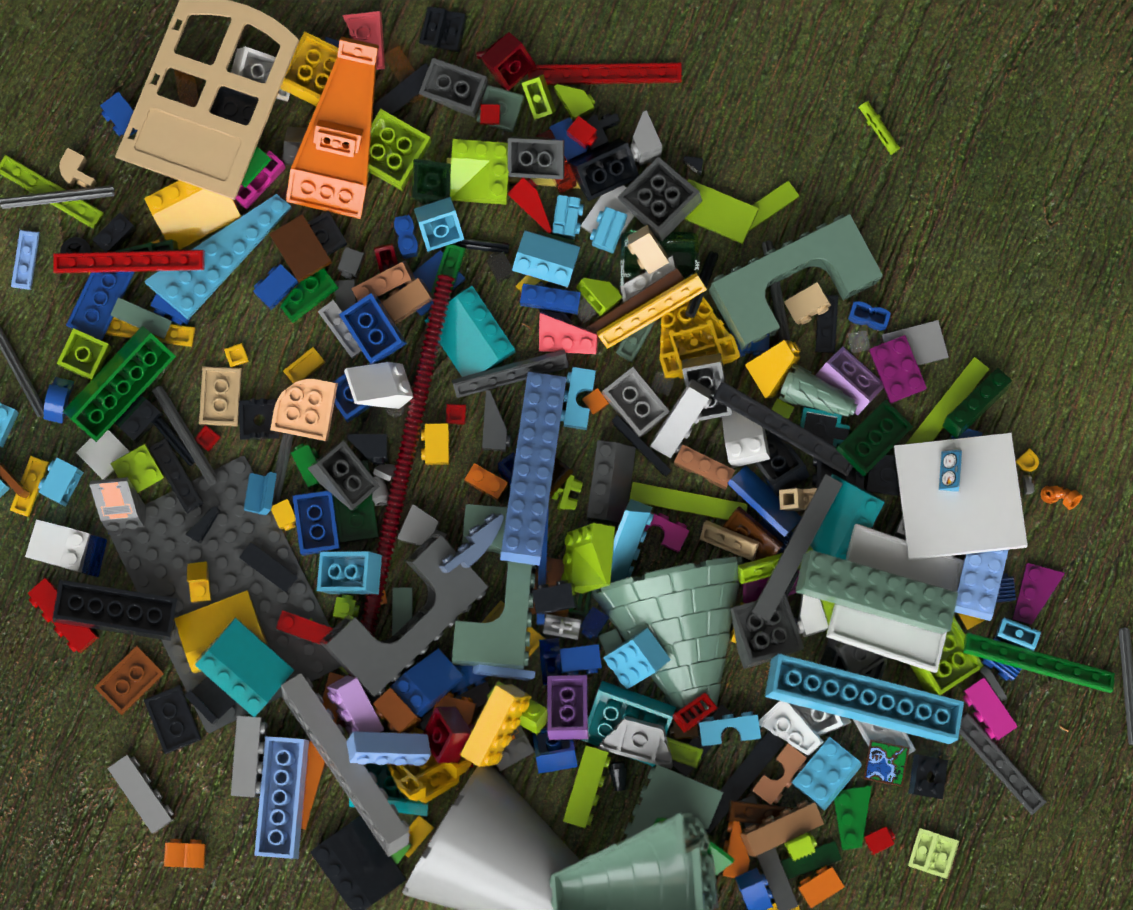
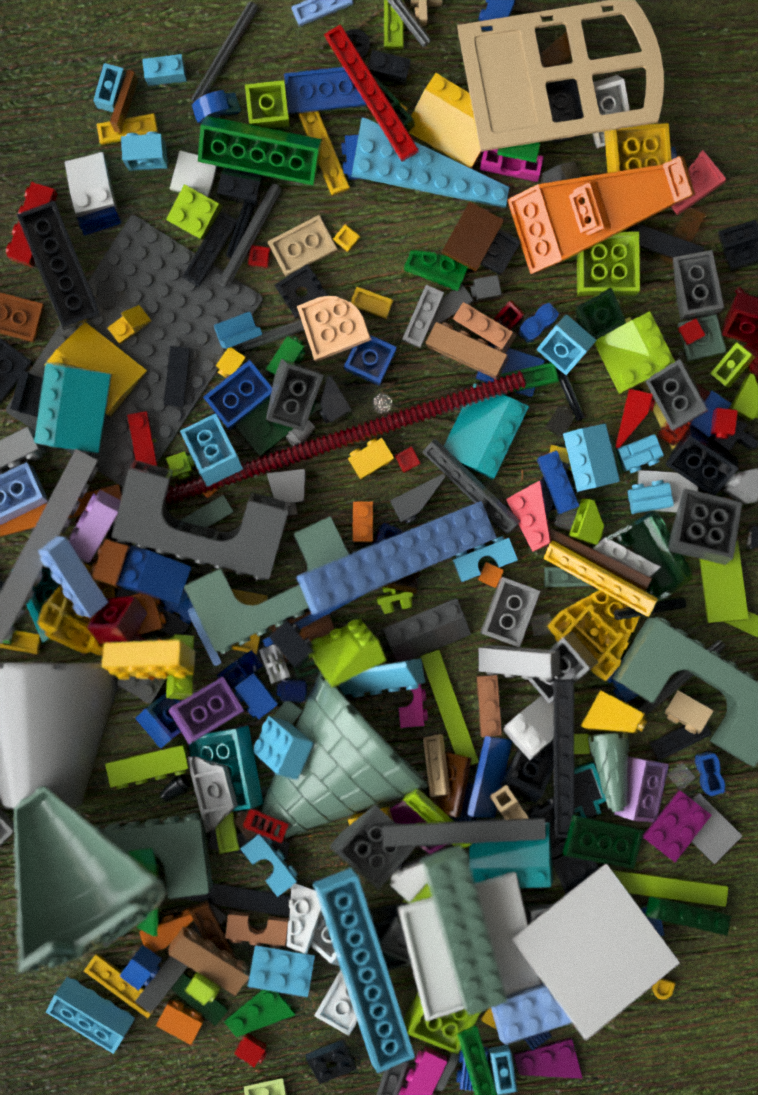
camera: 60 degrees right, 5 degrees up
(118, 504) = (152, 213): dark grey slope -> none
(141, 317) = (329, 134): sand green tile -> none
(201, 528) = (172, 297): black slope -> none
(275, 286) = (426, 235): blue brick -> none
(373, 328) = (437, 342): blue brick -> none
(379, 385) = (391, 377): white slope -> none
(385, 471) = (320, 428): light grey tile -> none
(479, 539) = (305, 547): sand blue slope -> none
(641, 446) = (474, 639): black tile -> none
(647, 249) = (653, 542): brick -> none
(886, 763) = (321, 1017): tile -> none
(950, 470) = (613, 929): slope -> none
(1028, 485) = (639, 1003): light grey tile -> none
(1054, 493) = (646, 1027): orange arm -> none

